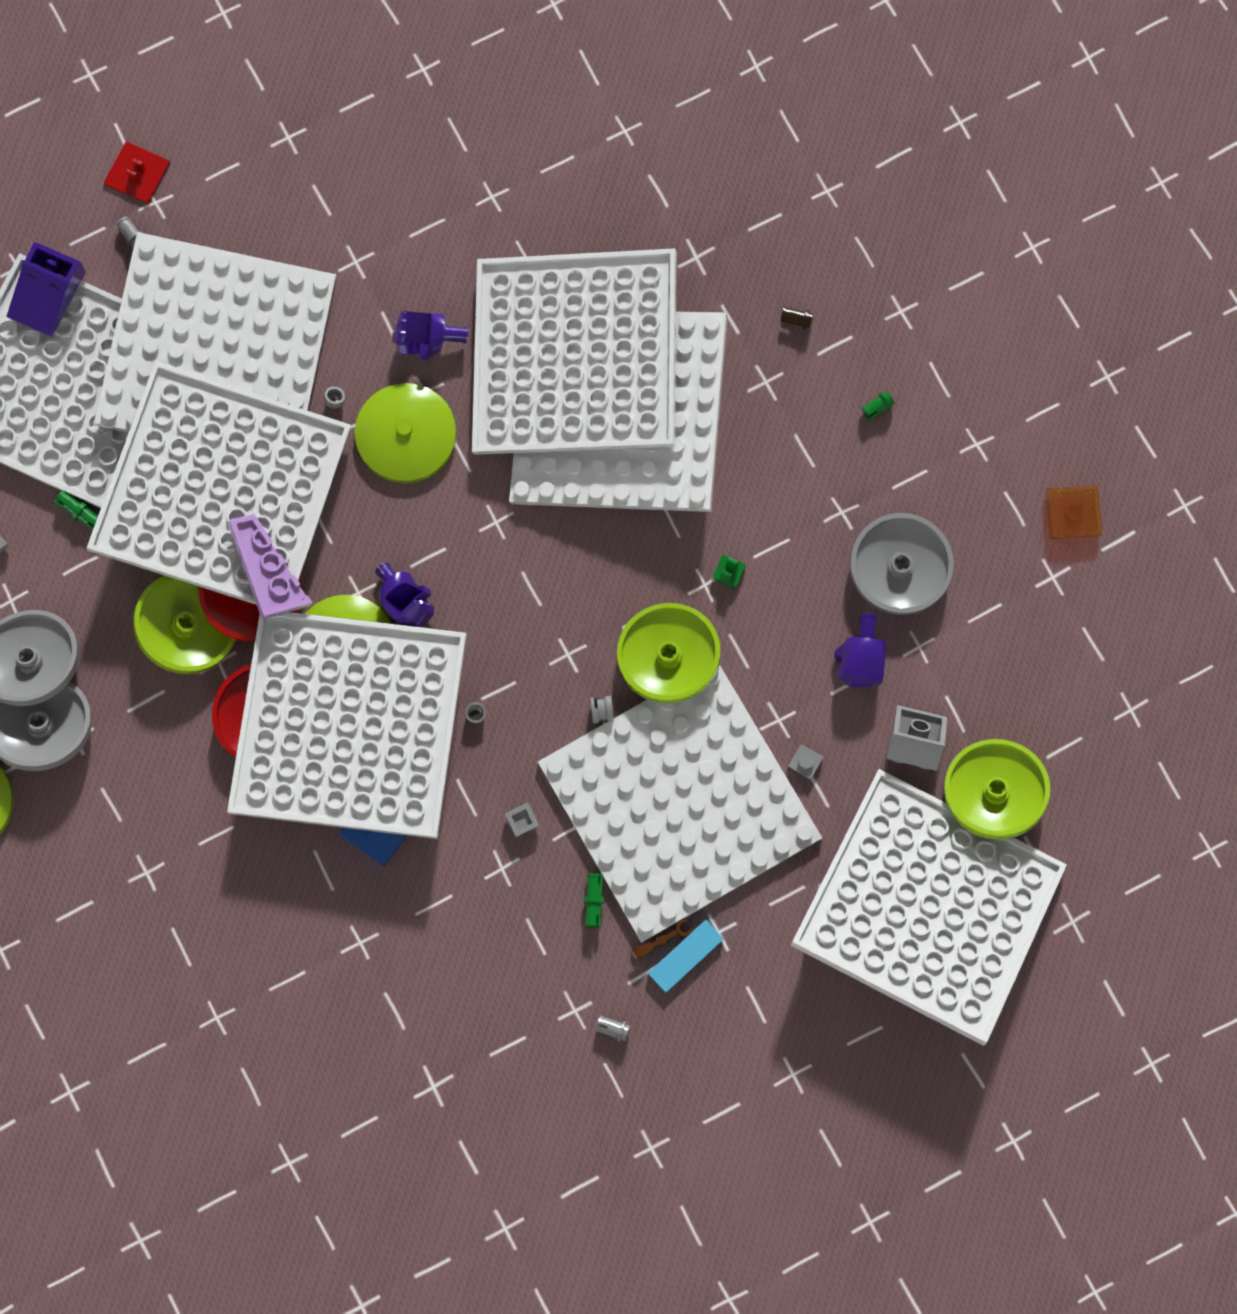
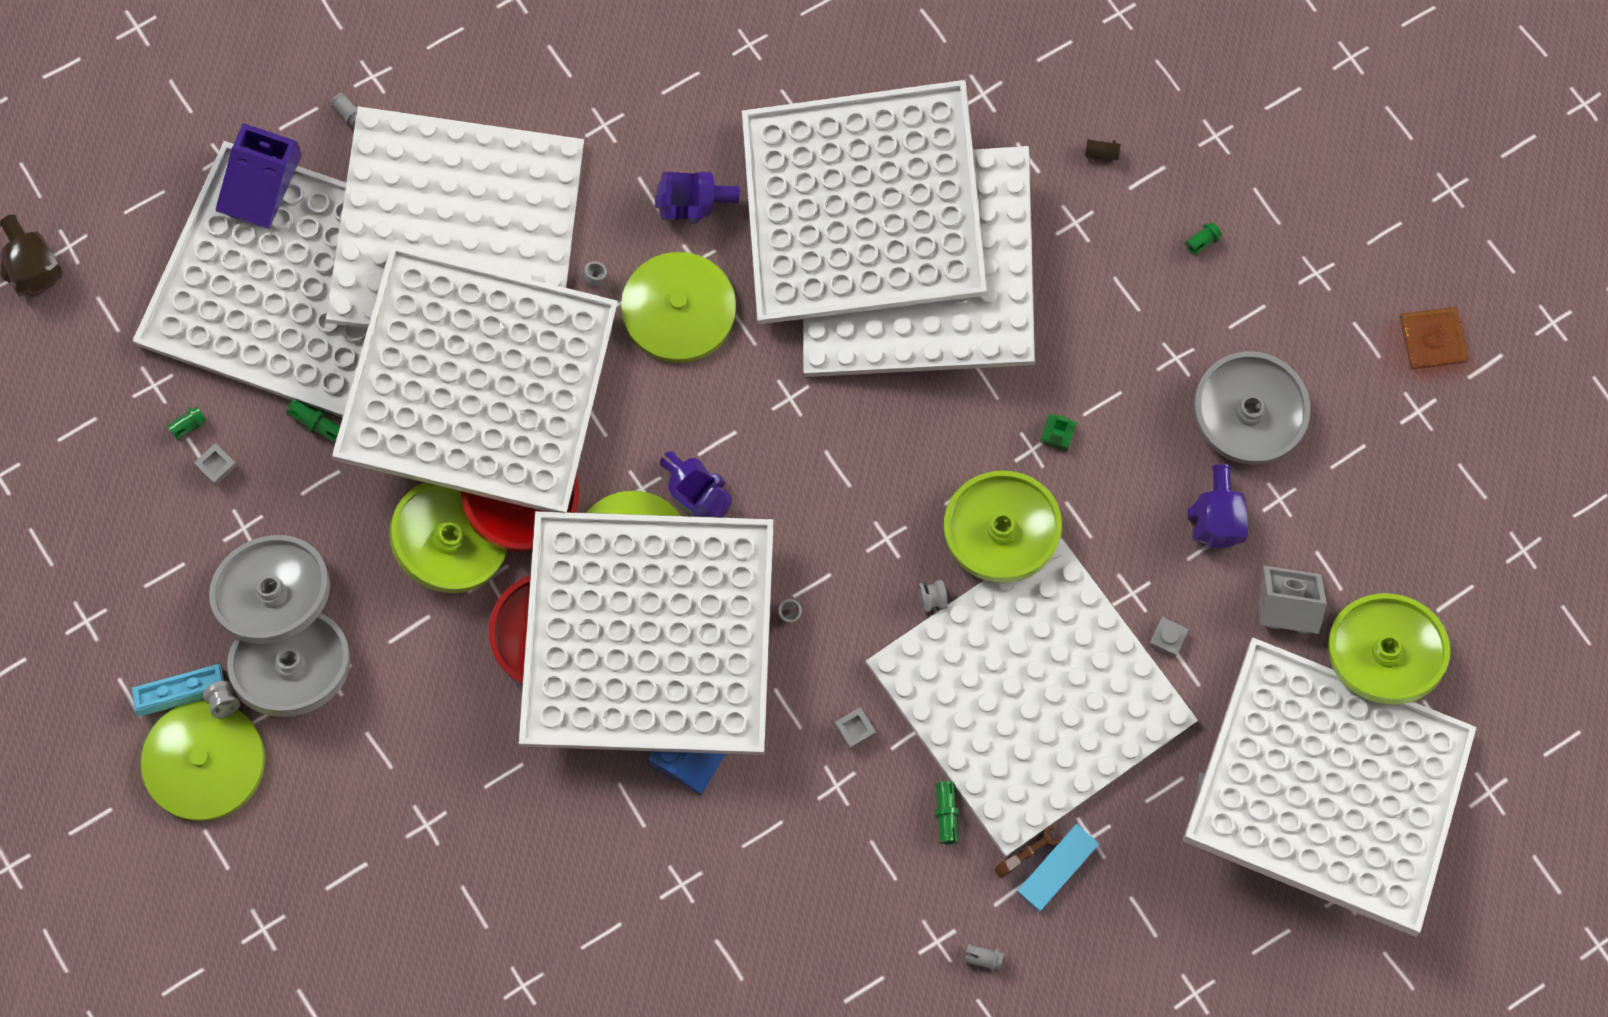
camera: 10 degrees left, 5 degrees down
(136, 172) = (349, 45): red piece -> none
(269, 578) = (542, 473): lavender wing -> none

